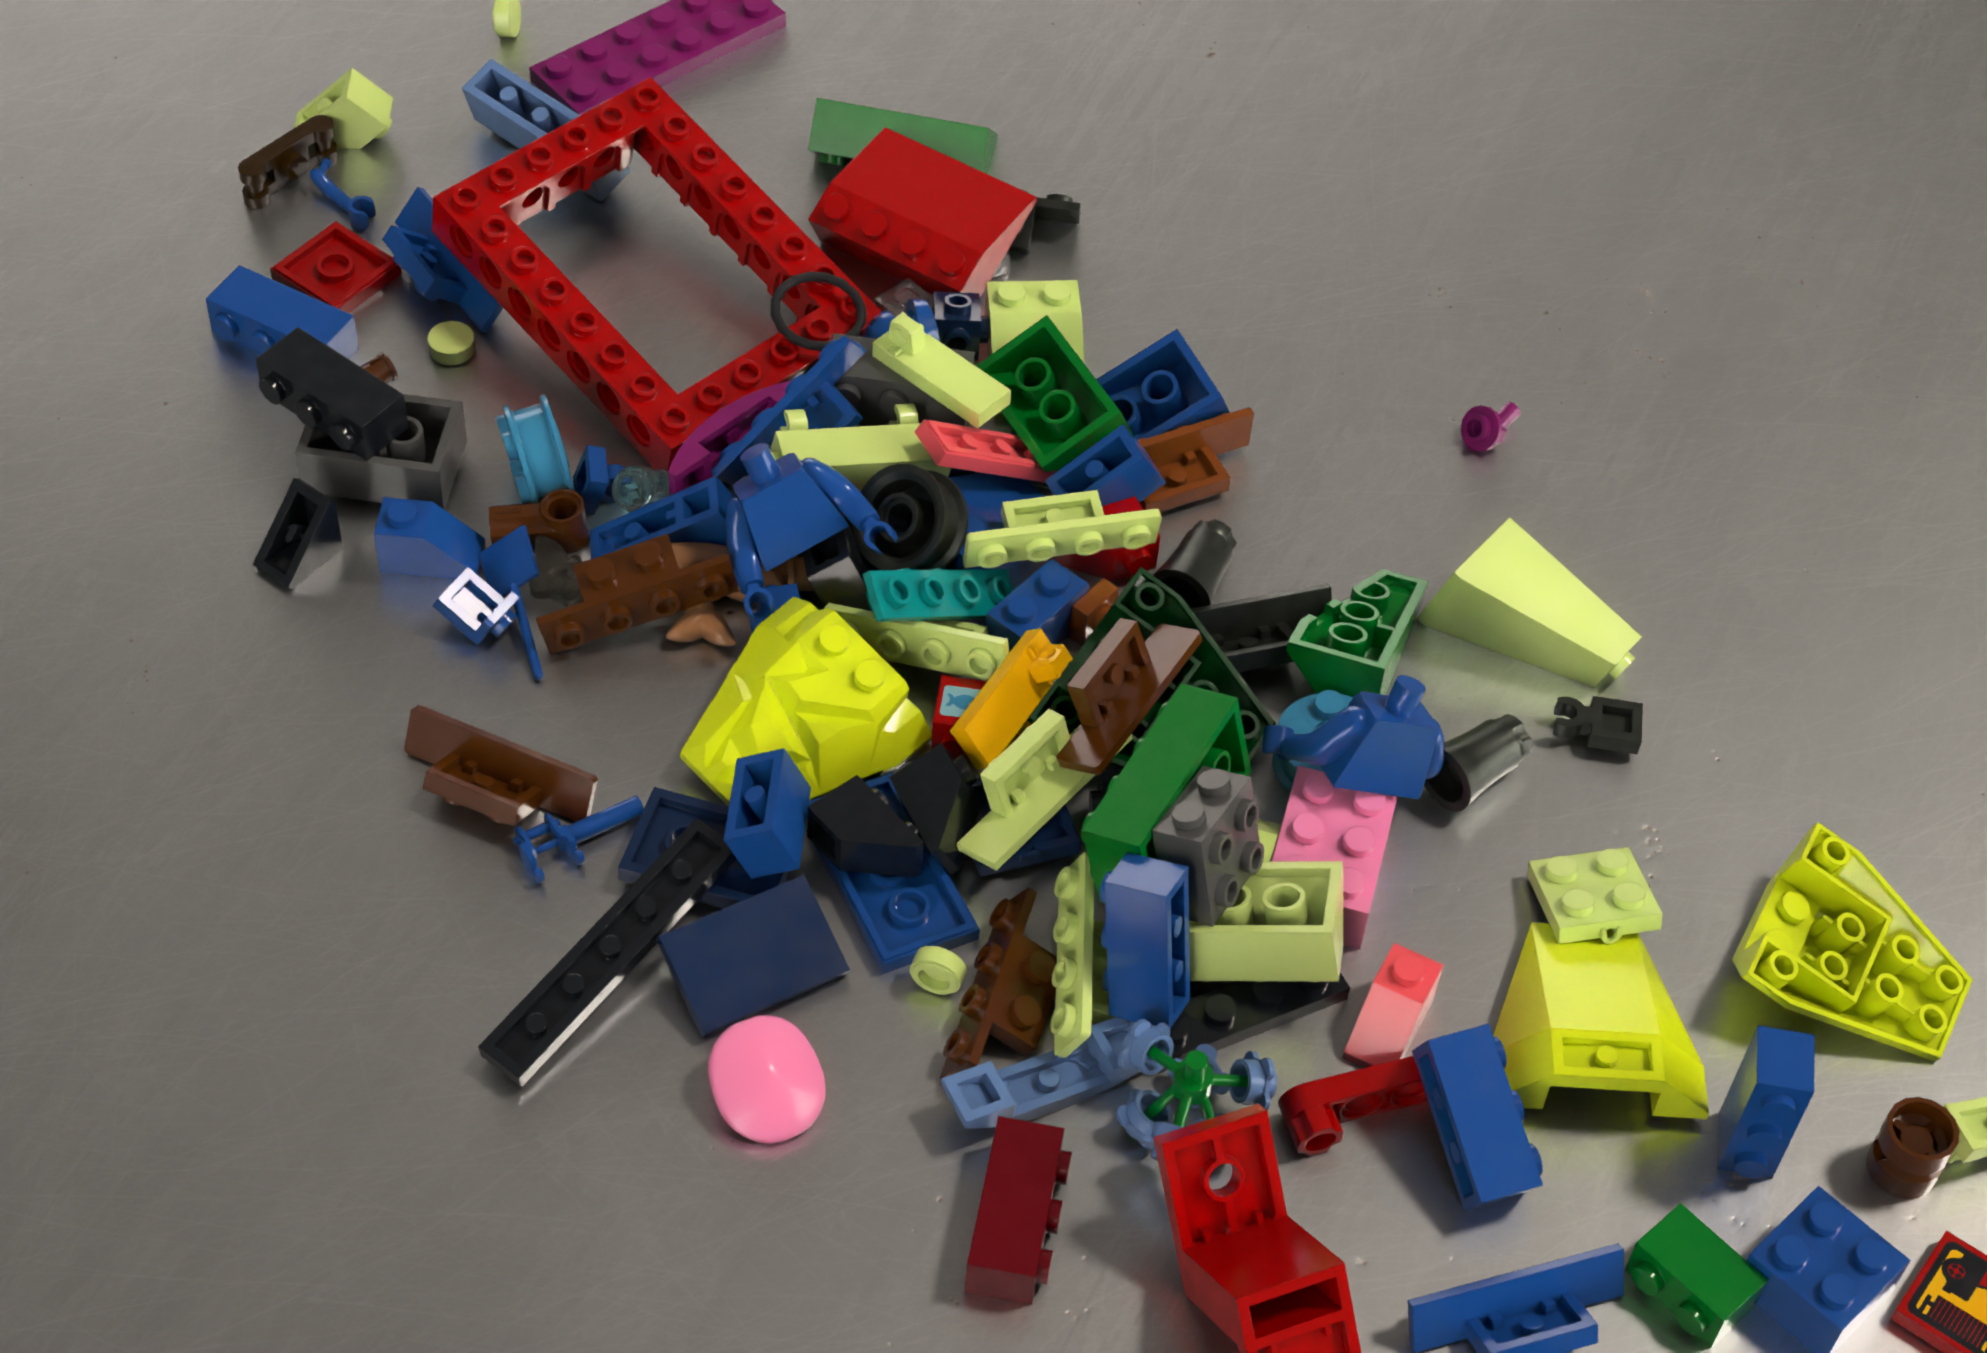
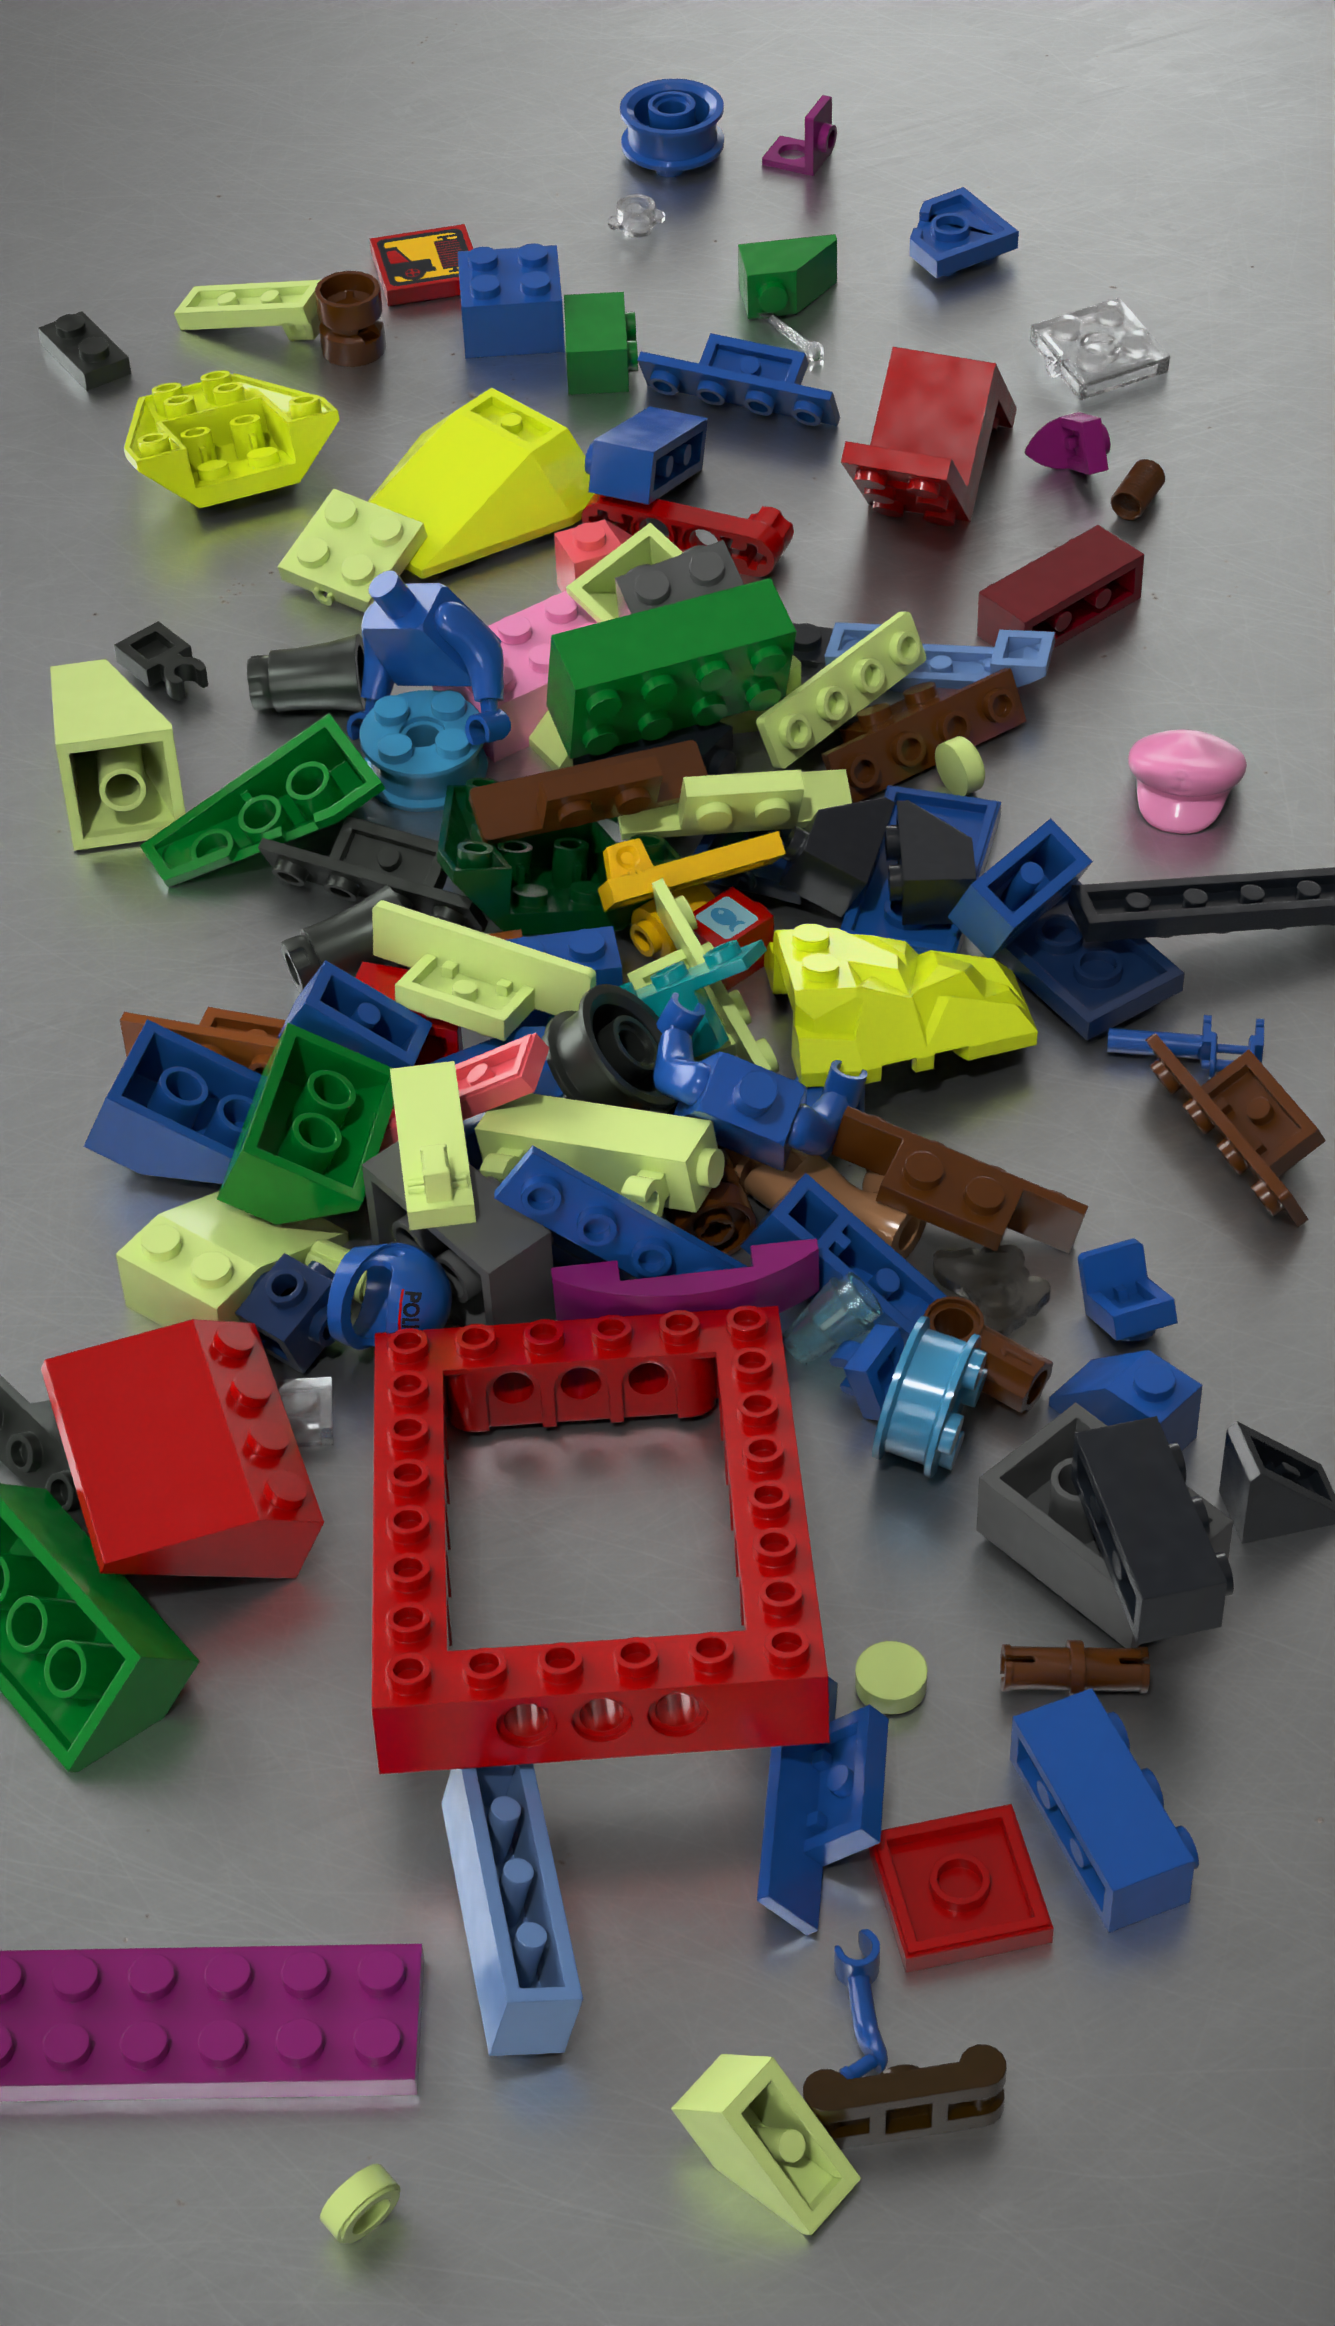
camera: 135 degrees left, 5 degrees down
(507, 567) = (1052, 1322): blue piece -> none
(753, 955) = (1131, 848): dark blue tile -> none
(817, 277) = (471, 1379): black piece -> none
(1146, 939) = (805, 592): blue brick -> none
(1193, 1078) = (860, 587): medium blue plant -> none
(1766, 1102) = (439, 338): blue brick -> none

